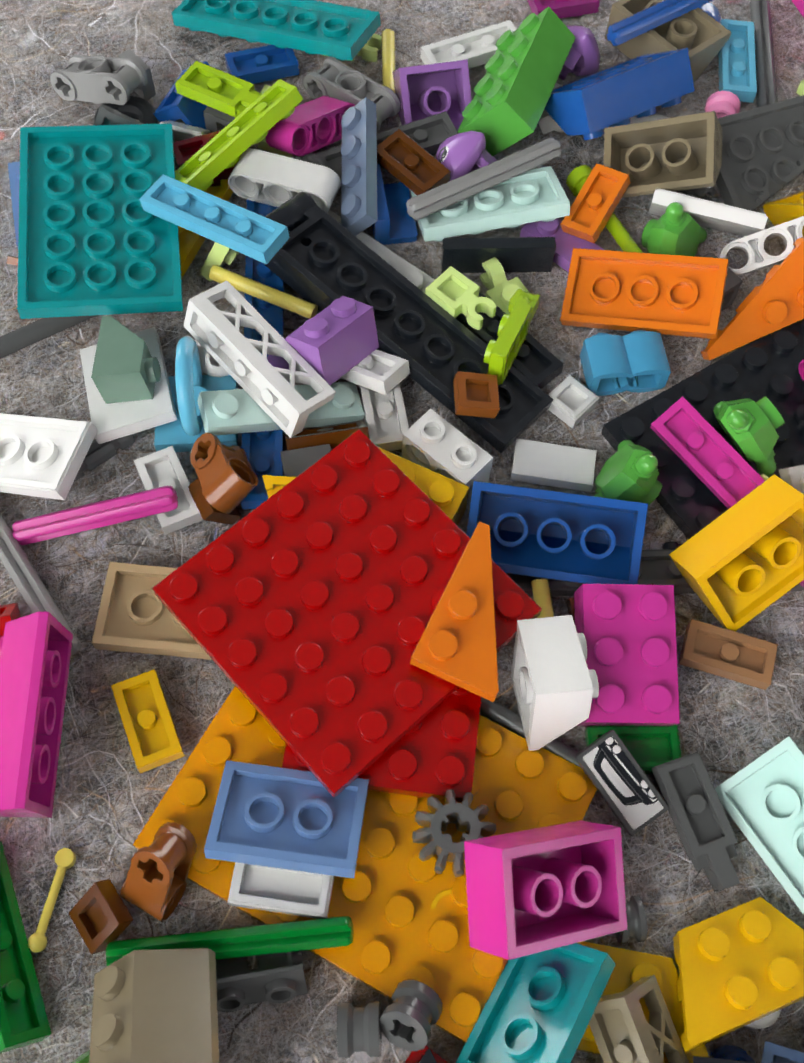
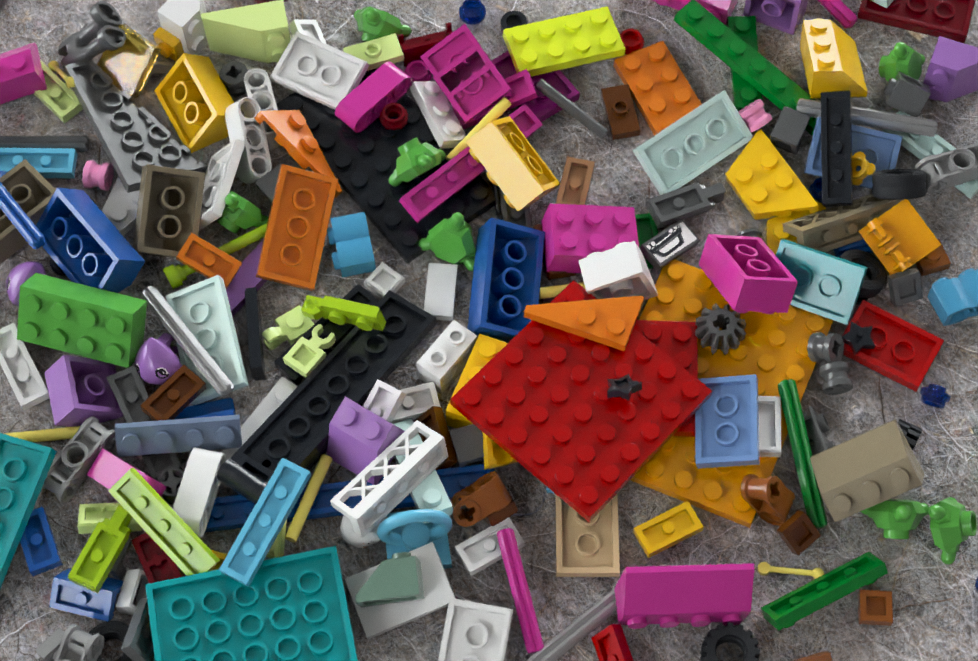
camera: 90 degrees left, 0 degrees up
(340, 646) = (623, 387): none -> black piece
(476, 394) = (403, 332): dark orange plate -> none

